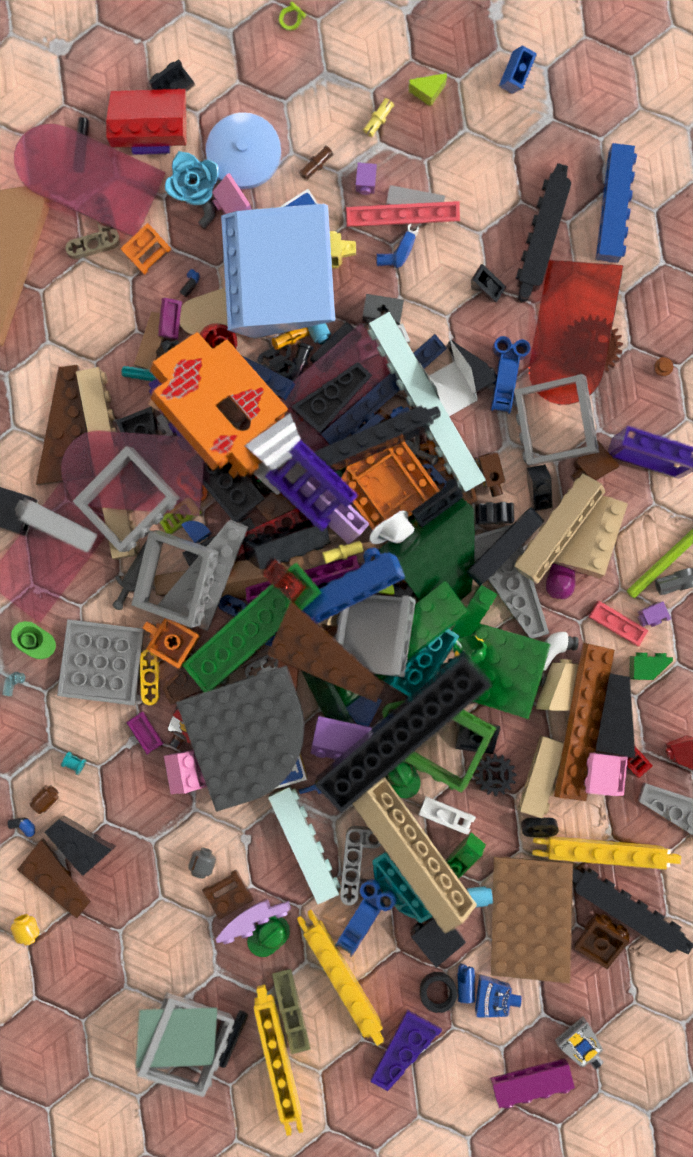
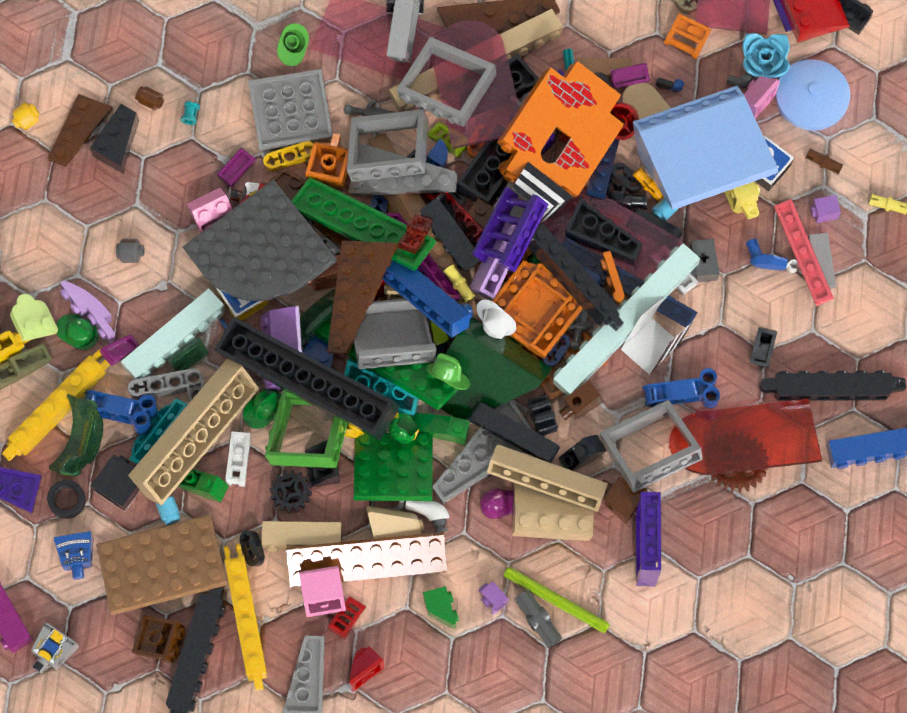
camera: 70 degrees right, 15 degrees down
(12, 680) = (248, 38): clear light blue arm -> none
(24, 824) = (121, 88): blue arm -> none
(230, 900) = (101, 287): reddish brown plate -> none
(244, 979) = (32, 318): none -> yellowish green plate
(303, 900) = (119, 349): none -> magenta tile
(328, 835) = (188, 355): none -> clear green plate
(383, 403) = (612, 279): none -> orange plate
(386, 961) = (84, 437): none -> clear green windscreen
(433, 591) = (449, 371): none -> bright green piece
(438, 503) = (533, 354): black plate -> none
(466, 984) = (81, 522): blue hinge -> none
(482, 374) = (672, 364): black slope -> none
(616, 725) = (380, 588): black wedge -> none
(618, 623) = (473, 568): coral tile -> none
(663, 366) = (742, 538): dark orange plate -> none

